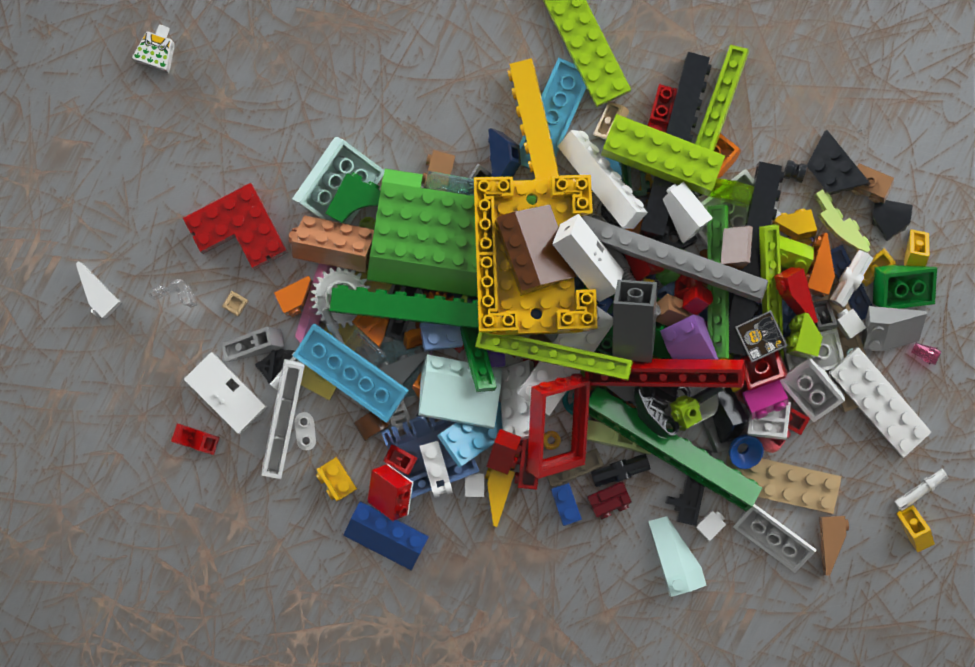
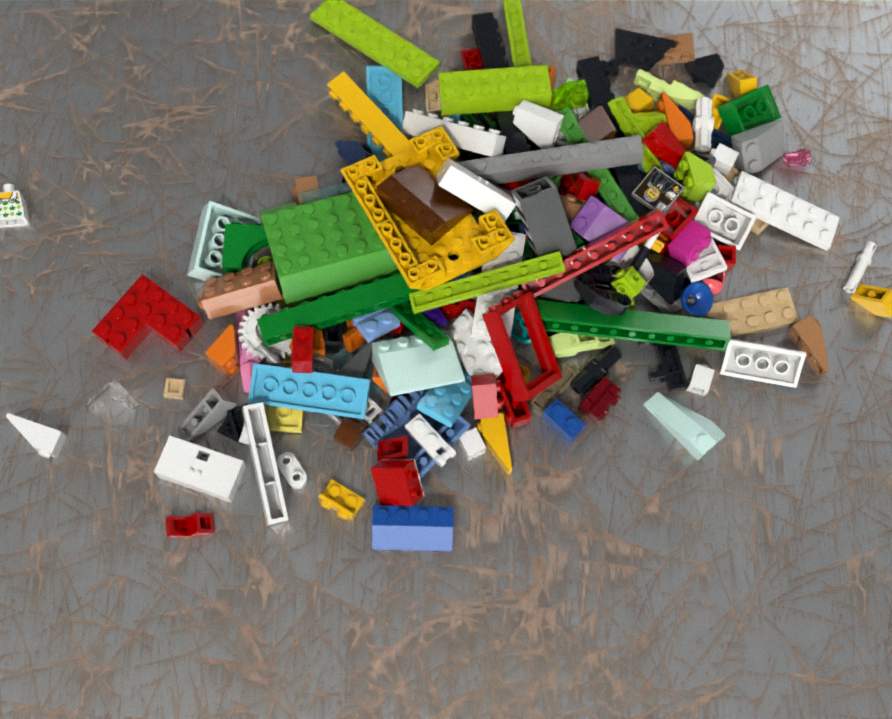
camera: 25 degrees left, 15 degrees down
(360, 336) = (302, 350): none -> red brick

